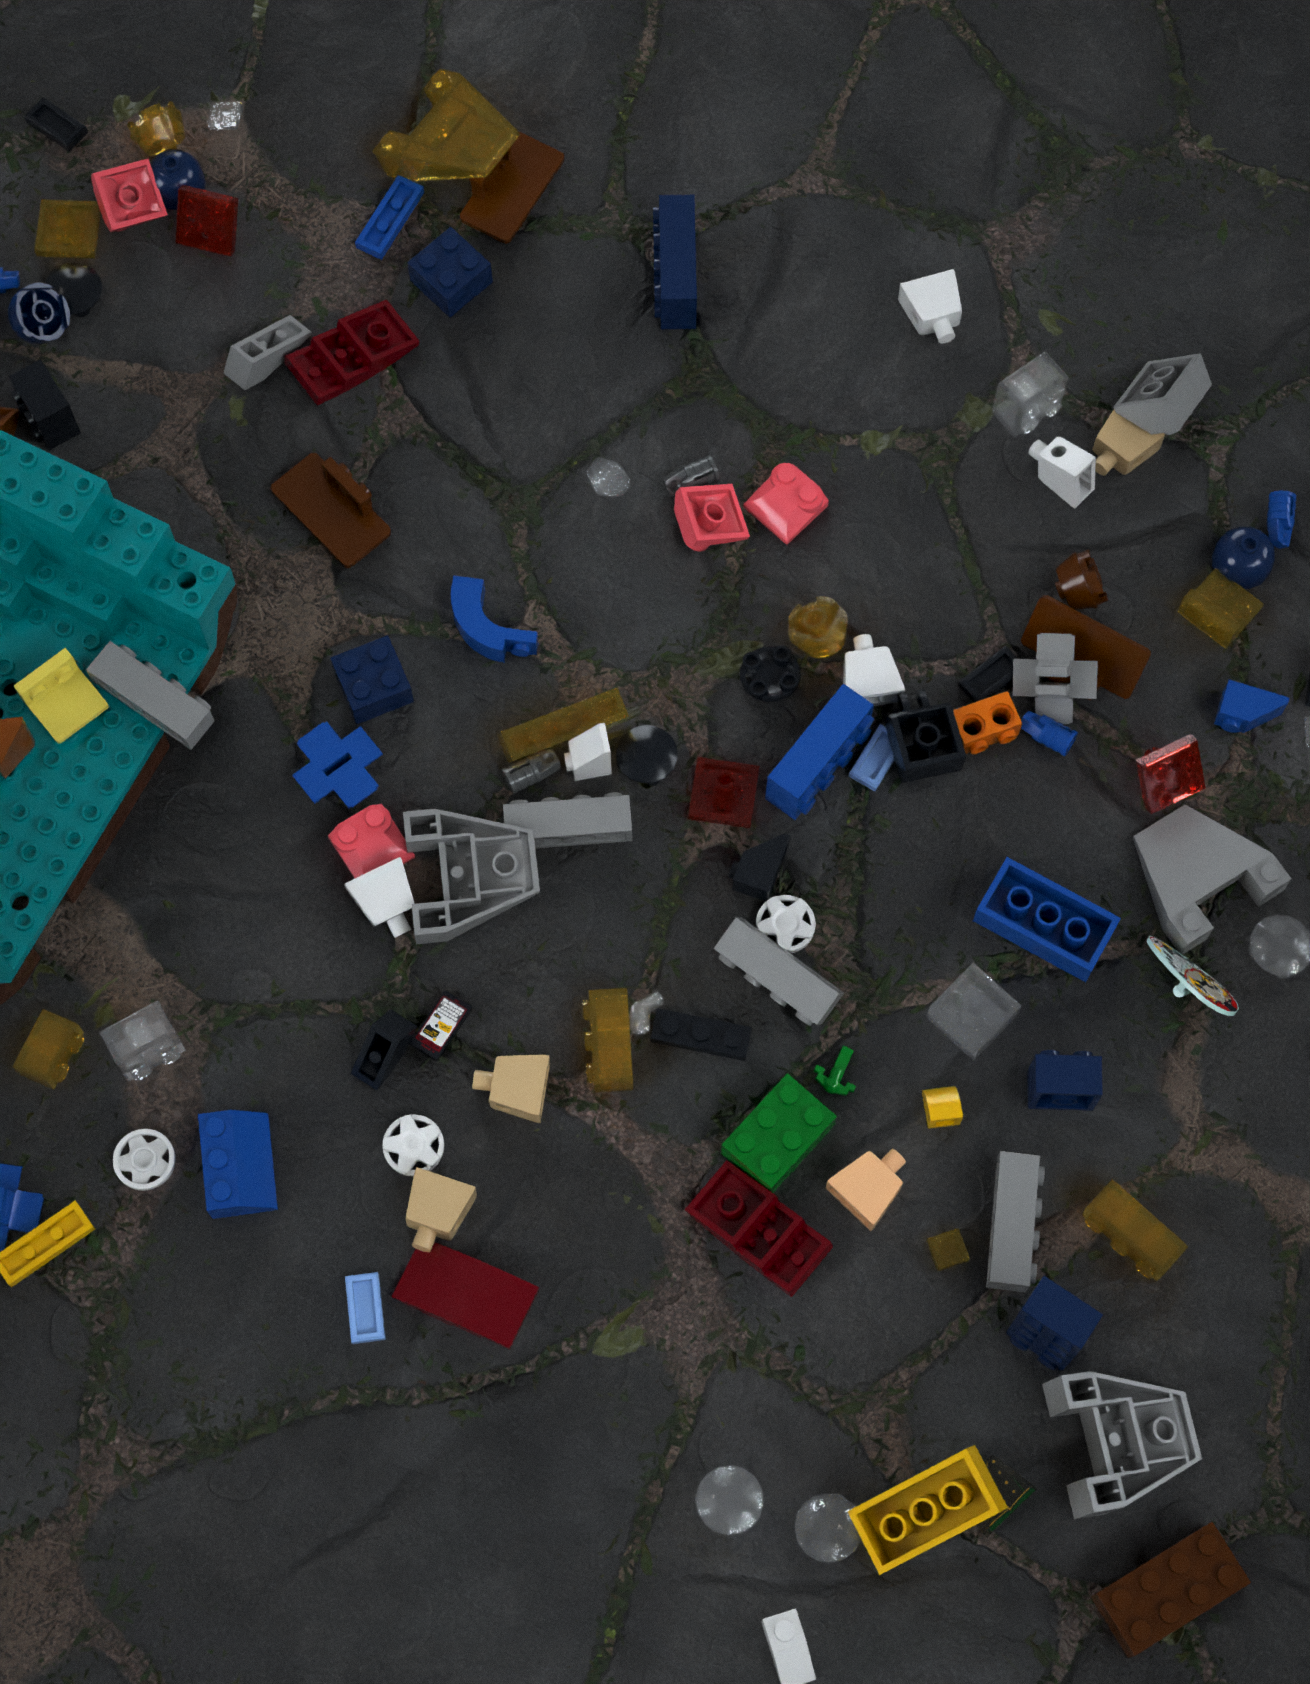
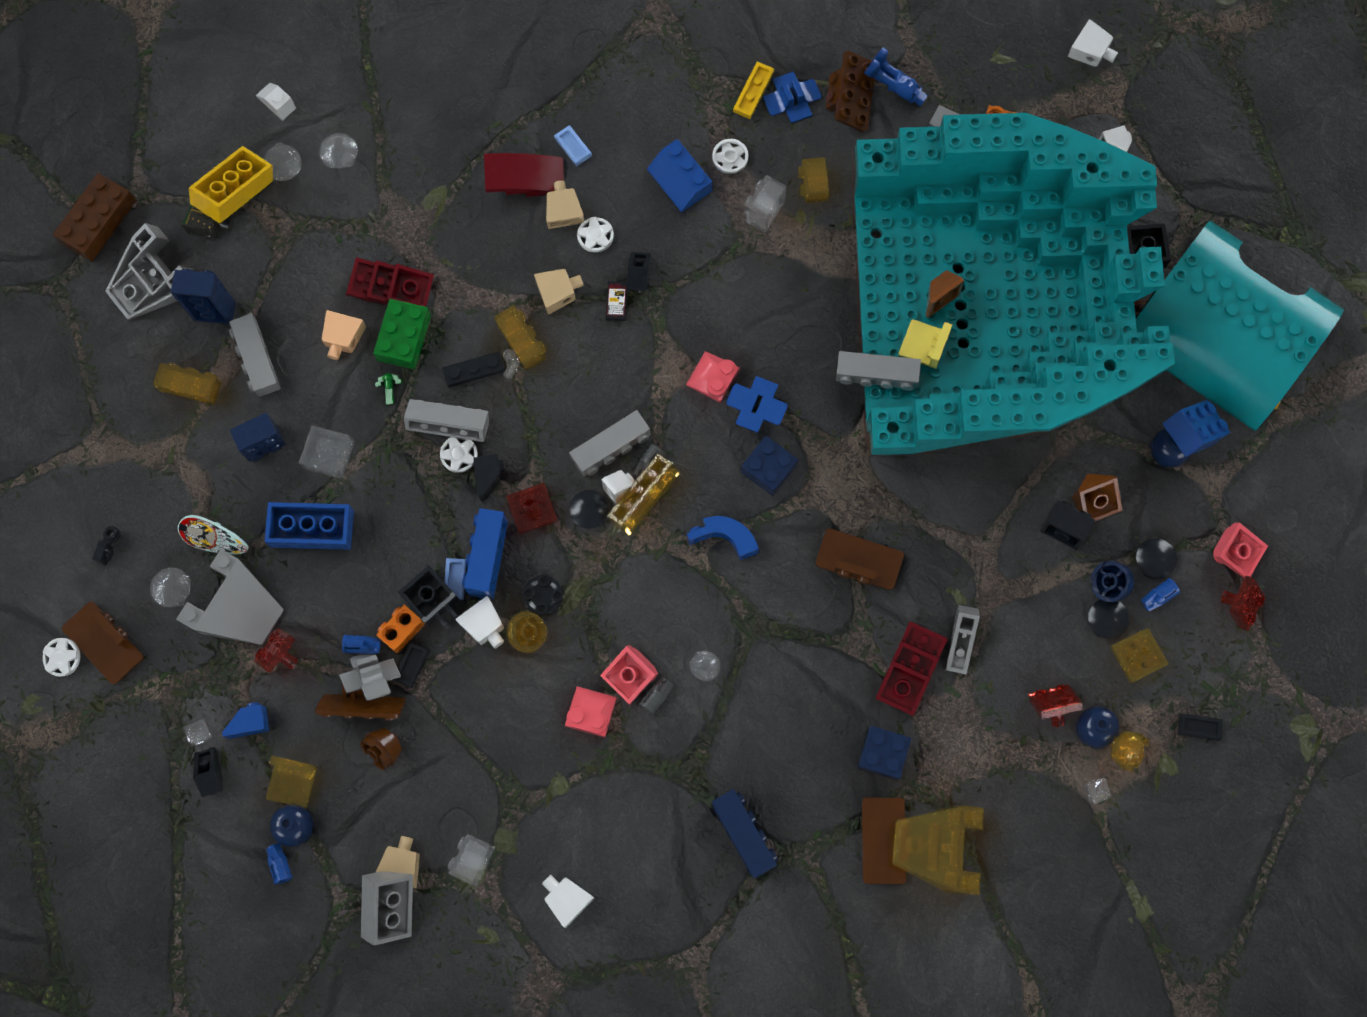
camera: 155 degrees right, 5 degrees up
(128, 195) = (1115, 692): coral slope -> none
(384, 896) = (688, 347): white torso -> none
(389, 217) = (946, 774): blue plate -> none
(482, 870) = (639, 386): light grey wedge -> none
(942, 1107) = (322, 396): yellow brick -> none
(948, 1249) = (284, 326): clear yellow tile -> none
(1065, 469) = (419, 820): white torso -> none

